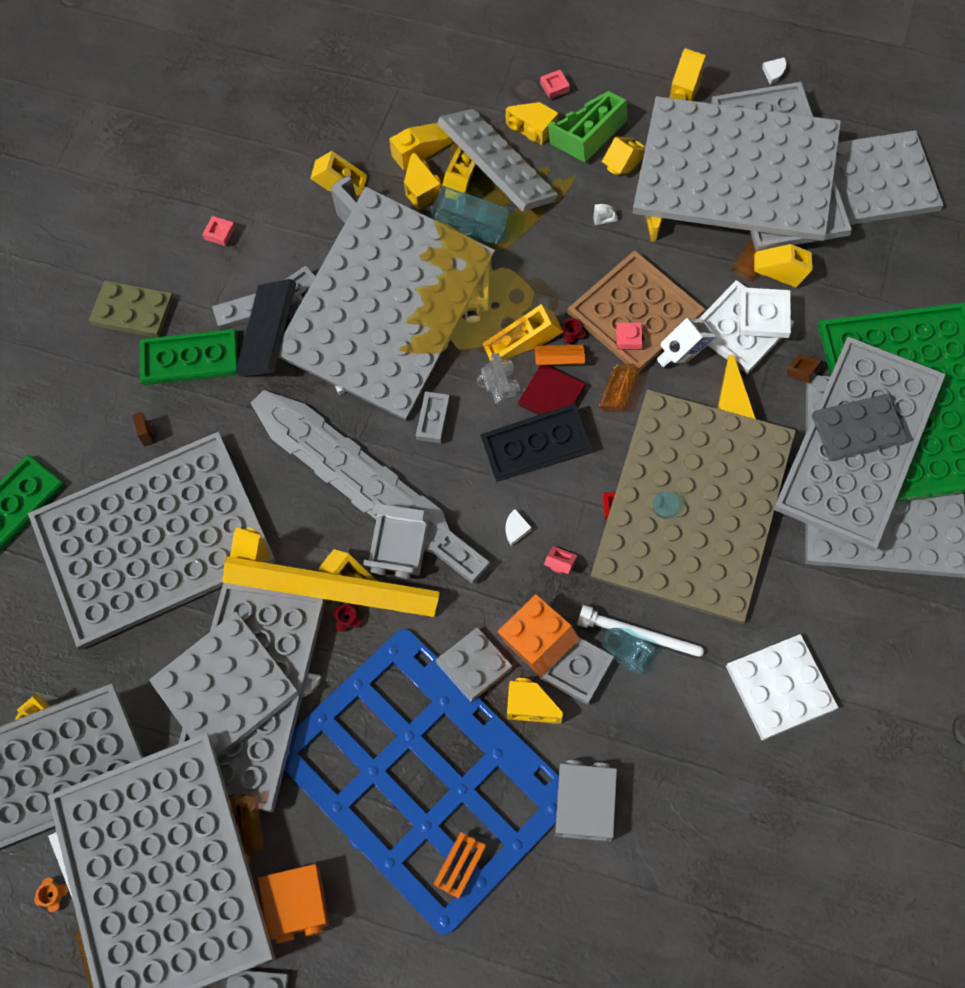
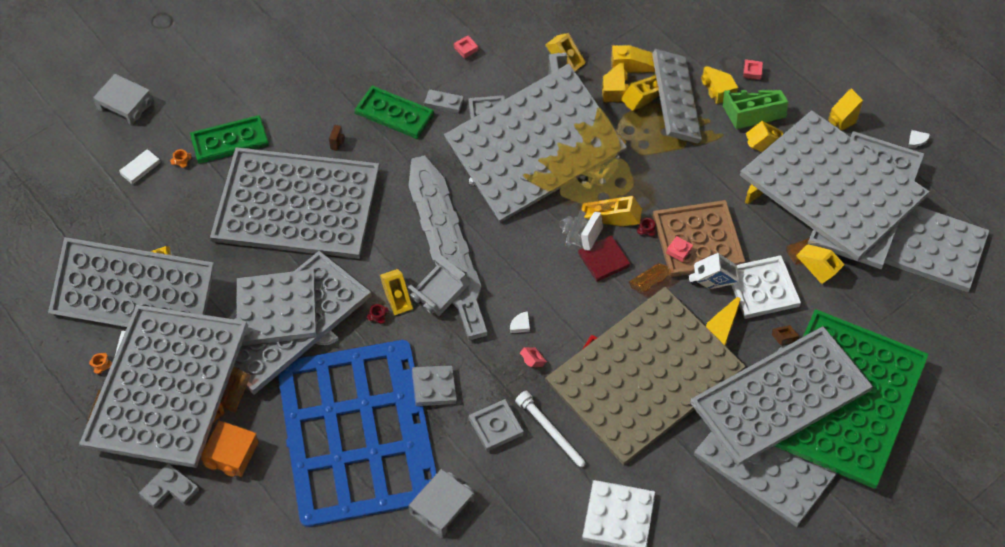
camera: 30 degrees right, 10 degrees down
(131, 309) = (380, 65): olive plate -> none
(249, 545) = (343, 239): yellow slope -> none
(266, 328) = (450, 118): black tile -> none
(330, 586) = (379, 287): yellow tile -> none
(432, 417) = (516, 229): light grey plate -> none
(448, 887) = (329, 490): orange tile -> none
(470, 215) = (629, 120): clear light blue wedge -> none
(519, 370) = (592, 230): none -> white tile
(531, 703) = (449, 426): yellow slope -> none
(536, 442) = (571, 280): black tile -> none
(538, 635) = (483, 389): orange brick -> none
(559, 354) = (626, 236): orange tile -> none
(604, 214) = (724, 167): white tile -> none
(629, 650) = (536, 436): clear light blue piece -> none
(665, 504) = (623, 361): clear light blue tile -> none
(764, 312) = (782, 284): white plate -> none
(859, 427) = (784, 383): dark grey plate -> none

